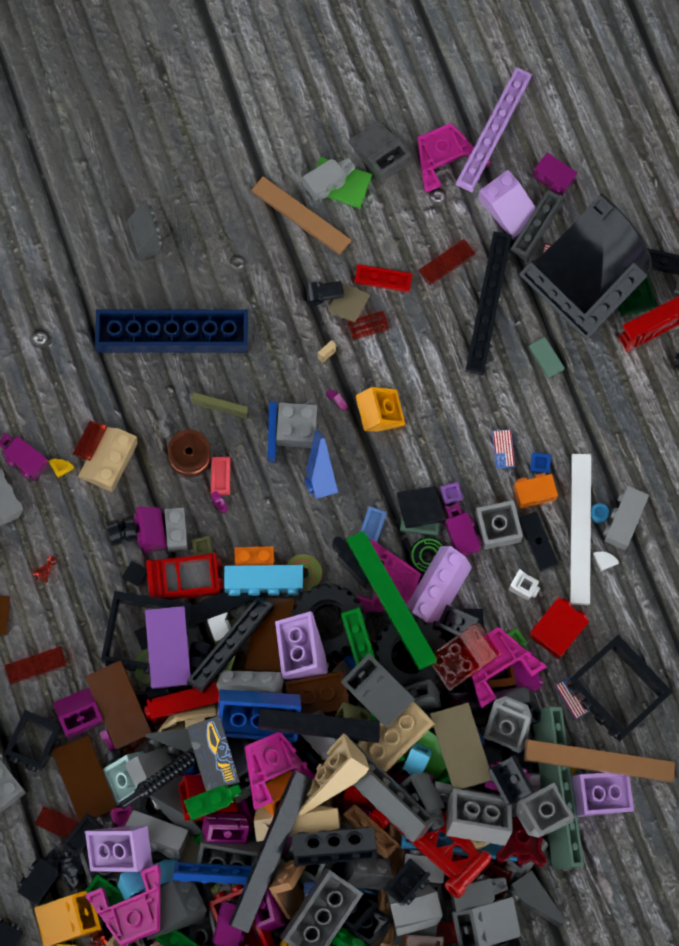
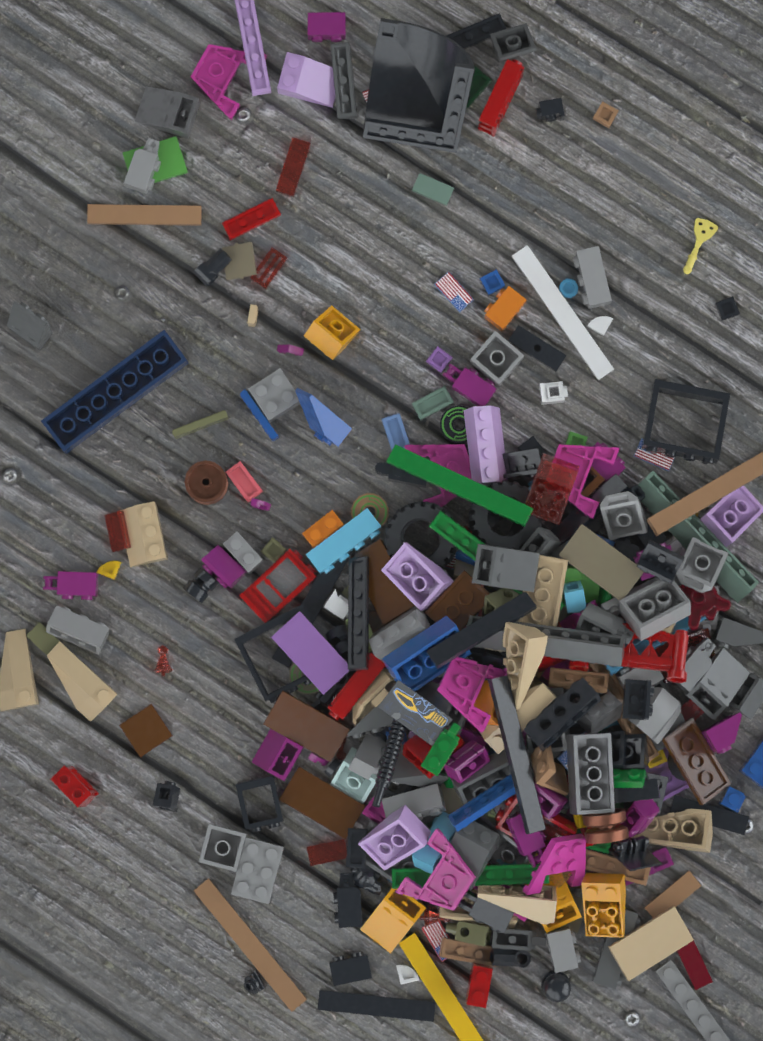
camera: 30 degrees left, 10 degrees up
(35, 665) = (214, 742): clear red tile -> none
(135, 574) = (237, 612): black tile -> none
(420, 507) = (423, 390): black tile -> none
(488, 303) = (352, 177): black plate -> none
(559, 627) = (604, 406): red brick -> none

